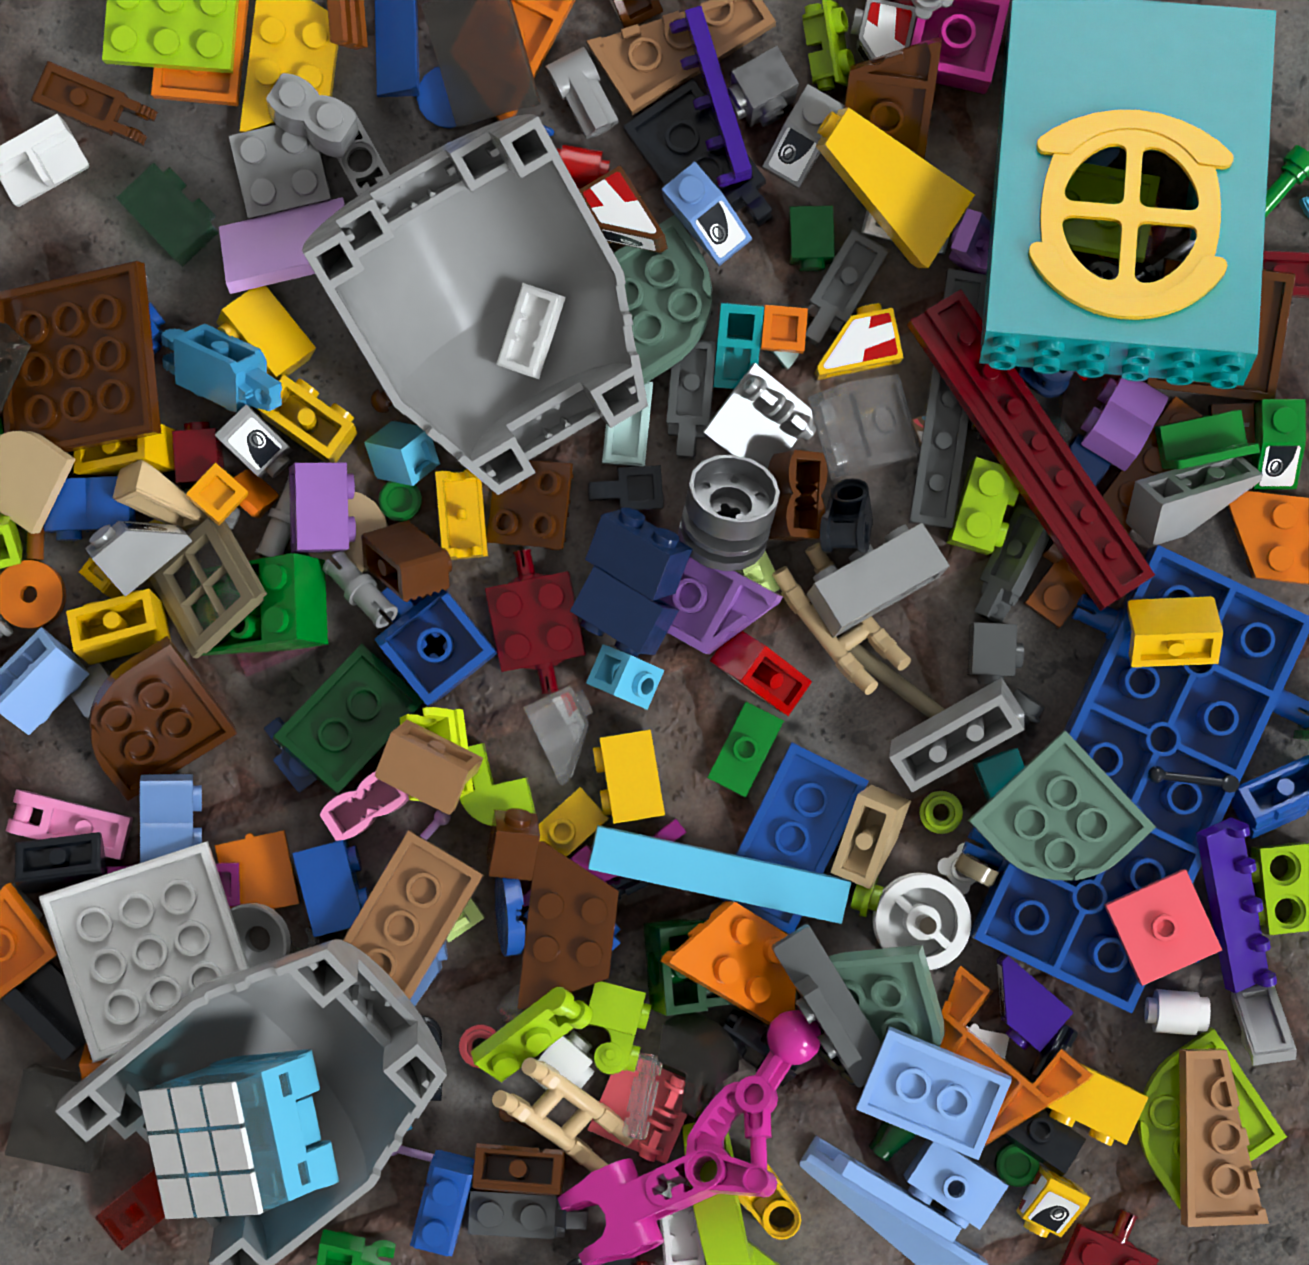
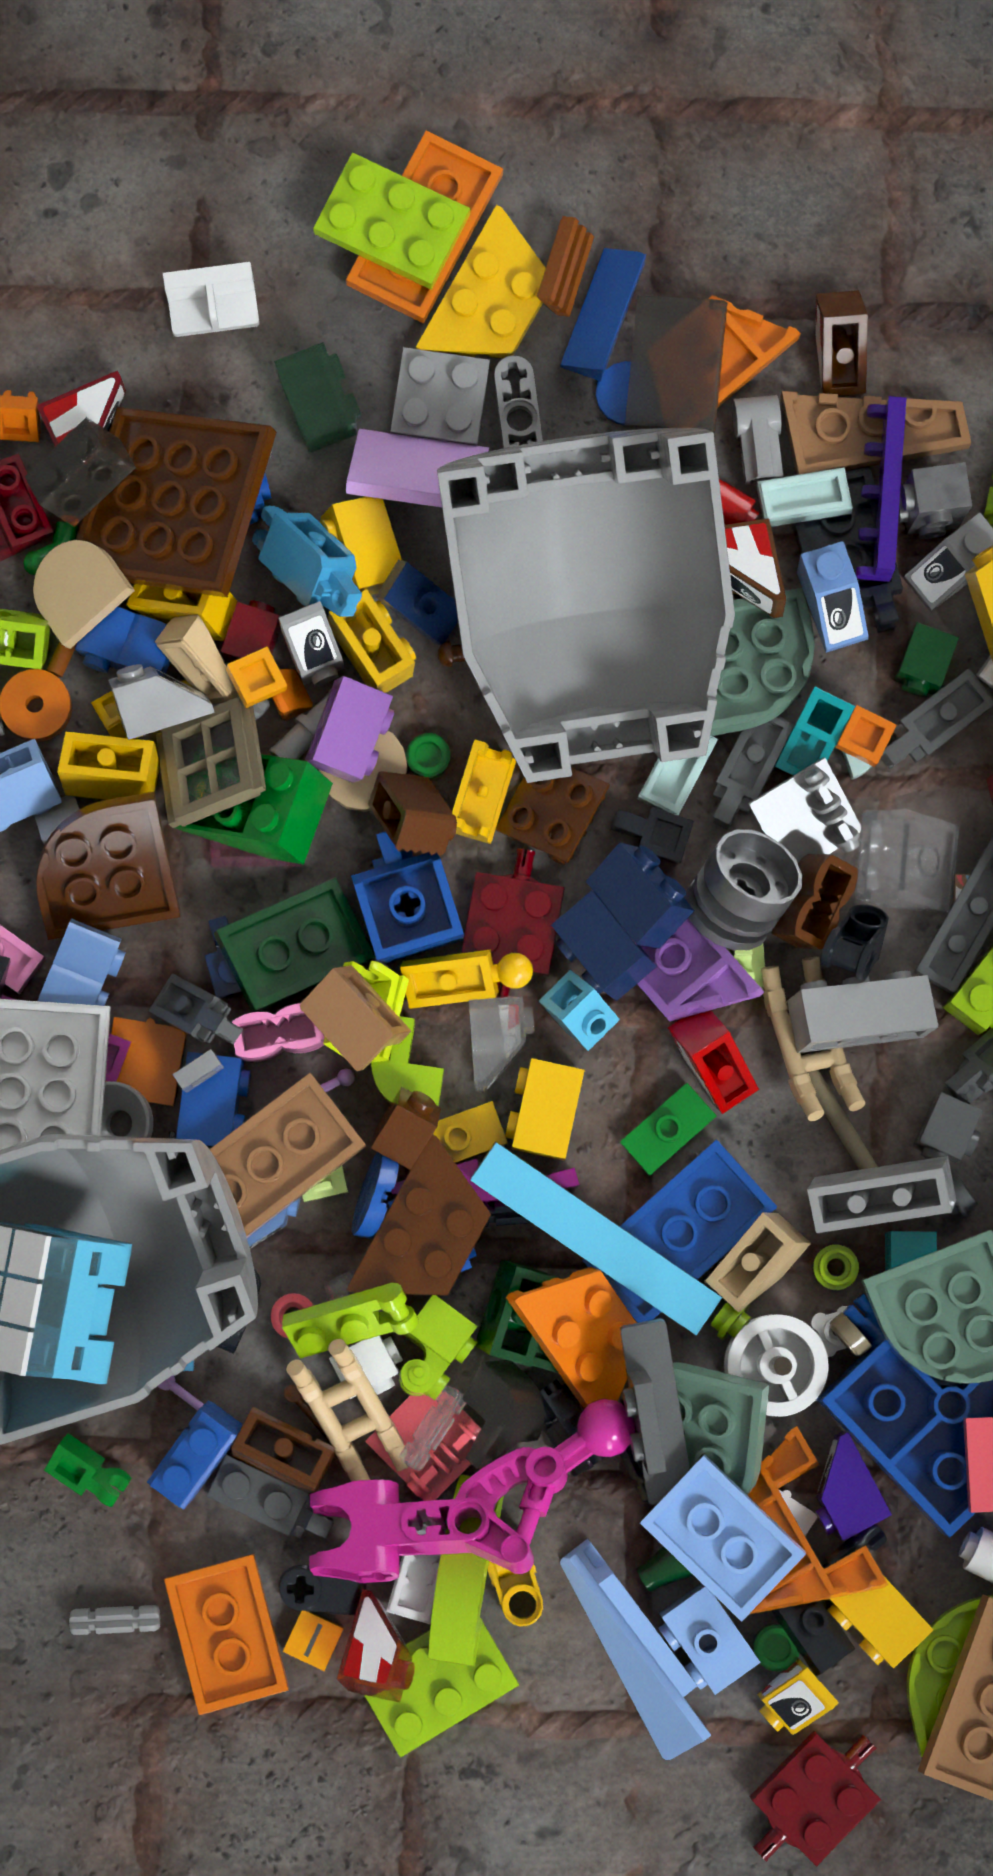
camera: 20 degrees right, 5 degrees down
(89, 102) = (284, 265): reddish brown hinge -> none
(283, 815) = (194, 1011): none -> dark grey hinge
(308, 868) = (198, 1071): none -> light grey tile
(321, 118) = (485, 351): light grey brick -> none
(334, 366) = (419, 602): none -> dark blue plate
(360, 589) = (356, 823): light grey pin -> none
(401, 453) = (448, 711): medium azure panel -> none
(510, 688) = (462, 977): none -> yellow plate
(530, 330) = (619, 642): white plate -> none
(645, 130) = (805, 497): none -> light aqua tile
(863, 343) = (937, 782): slope -> none

